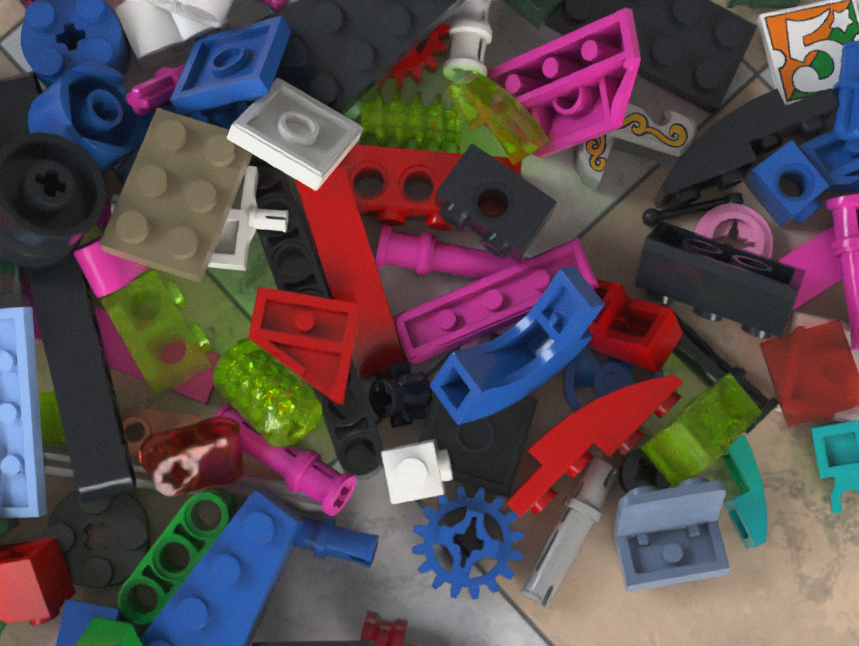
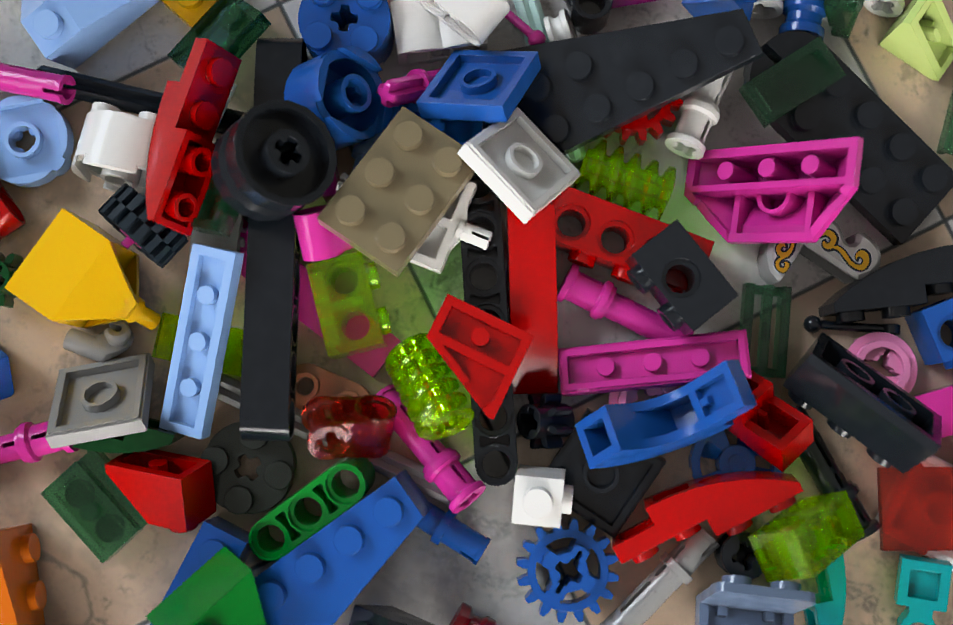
camera: 20 degrees right, 5 degrees up
(486, 102) = (698, 182): clear neon green slope -> none
(595, 198) = (782, 322): none -> clear green tile

